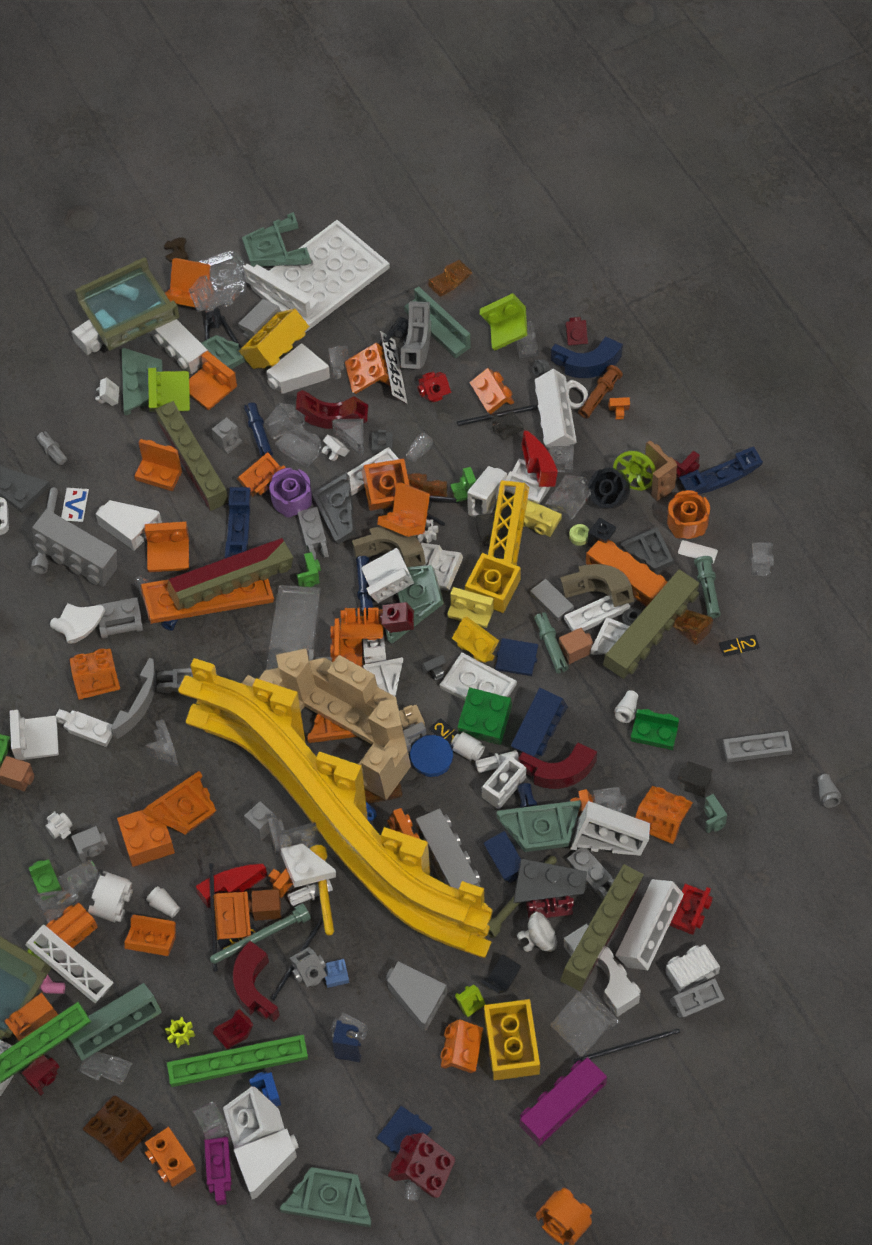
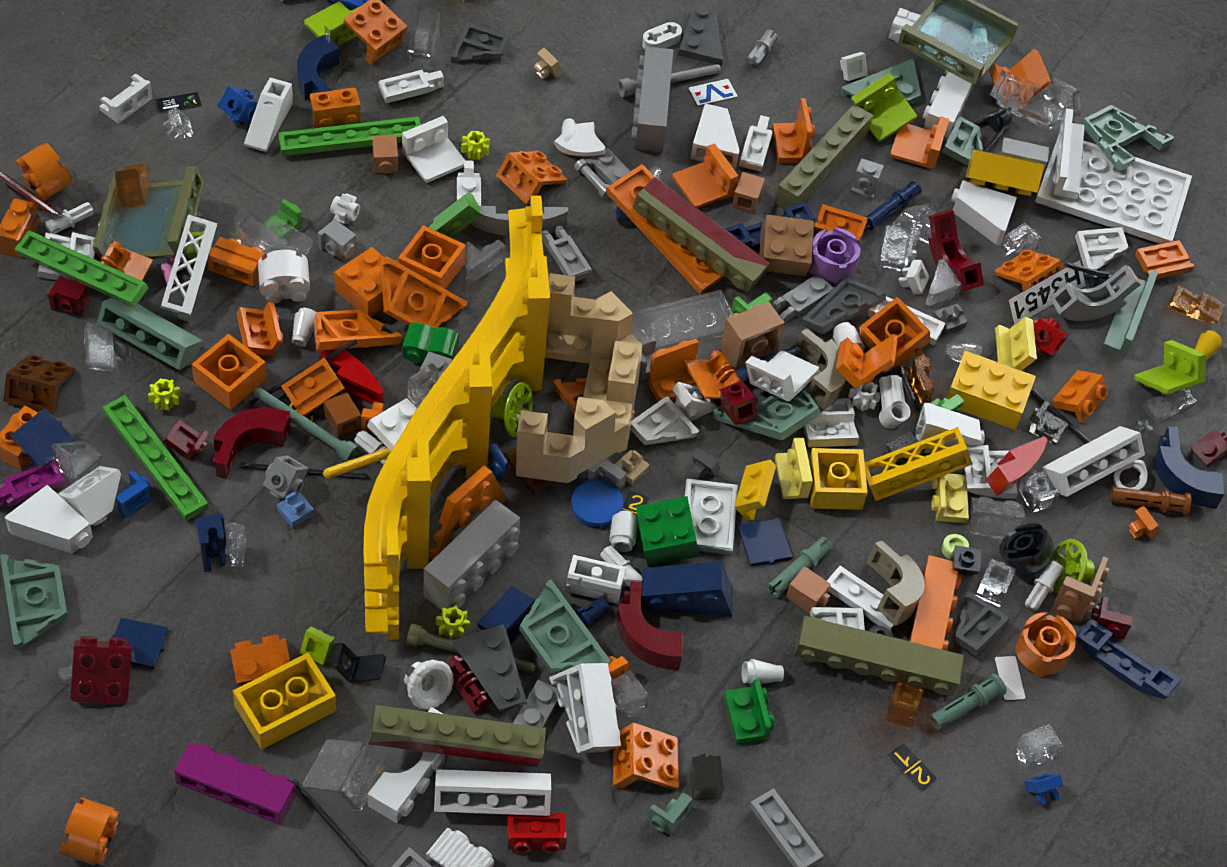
camera: 55 degrees right, 5 degrees down
(42, 701) = (475, 145): none -> neon yellow gear
(112, 744) = (457, 216): none -> bright green panel
(148, 777) = (434, 256): none -> orange brick
(150, 496) = (756, 145): none -> white hinge
(178, 246) = (1062, 61): dark brown piece -> none
(184, 1138) = (39, 435): none -> dark blue piece
(185, 973) = (229, 371): none -> orange brick
(188, 868) = (339, 328): none -> orange wing
(198, 523) = (748, 193): none -> nougat brick
(228, 814) = (424, 339): none -> green brick
(264, 519) = (787, 244): none -> medium nougat brick
(338, 581) = (752, 334): none -> medium nougat brick
(368, 518) = (846, 330): none -> white brick
(369, 312) = (1100, 246): none -> white wing
(401, 277) = (1166, 259): none -> orange plate
(416, 993) = (301, 591): light grey slope -> none
(432, 409) = (1016, 345): none -> light yellow bracket
(449, 517) = (892, 400): none -> white piece
(462, 446) = (991, 389): none -> yellow brick
(490, 289) = (1209, 343): none -> yellow cone
(491, 892) = (453, 622): none -> neon yellow gear
(551, 599) = (855, 548): light grey tile -> none
(625, 522) = (995, 582): none -> clear brick
(640, 494) = (1044, 585): none -> white axle
(791, 570) = (1044, 783): none -> blue tile

